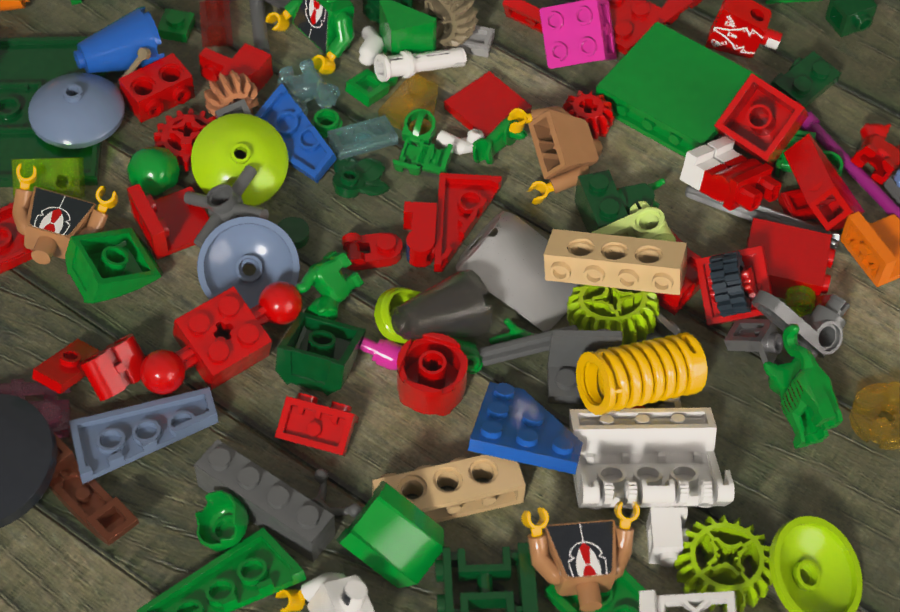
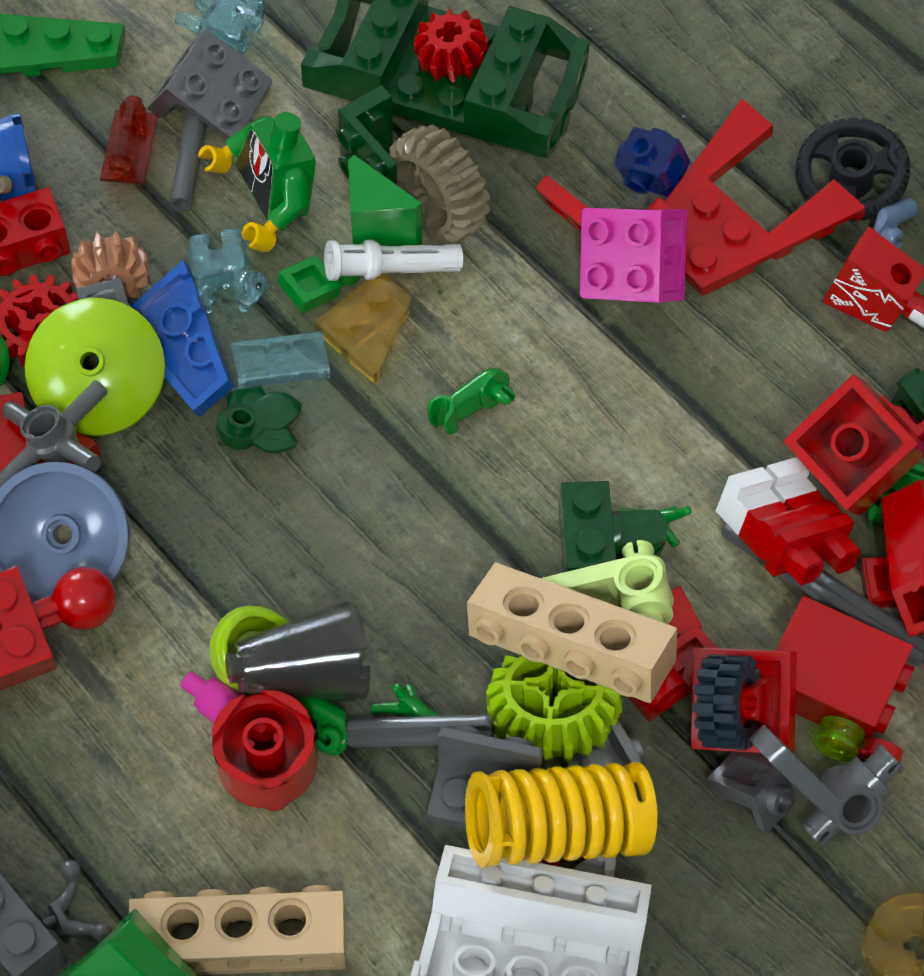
camera: 15 degrees right, 5 degrees up
(176, 25) = (74, 140): green plate -> none
(248, 60) = (150, 220): red brick -> none
(296, 229) = (141, 488): dark green tile -> none
(315, 424) = (86, 790): red bracket -> none
(318, 353) = (119, 681): dark green slope -> none
(326, 120) = (236, 319): green plate -> none
(330, 283) = (167, 583): green animal -> none
(371, 46) = (335, 220): white arm -> none
(384, 250) = (262, 536): red plate -> none
(420, 242) = (319, 531): red leg -> none
(424, 152) = (355, 401): green piece -> none
(460, 145) = (416, 396): white arm -> none
(460, 206) = (386, 492): red wing -> none
(480, 42) = (492, 238): light grey tile -> none
(485, 103) = (472, 339): red tile -> none
(515, 271) = (424, 609): light grey piece -> none
(523, 431) = (364, 867): blue plate -> none
(561, 144) = (555, 429): medium nougat torso -> none
(592, 109) = (610, 385): red gear -> none
(672, 89) = (748, 363): green panel -> none
(804, 392) = (794, 892): green animal -> none

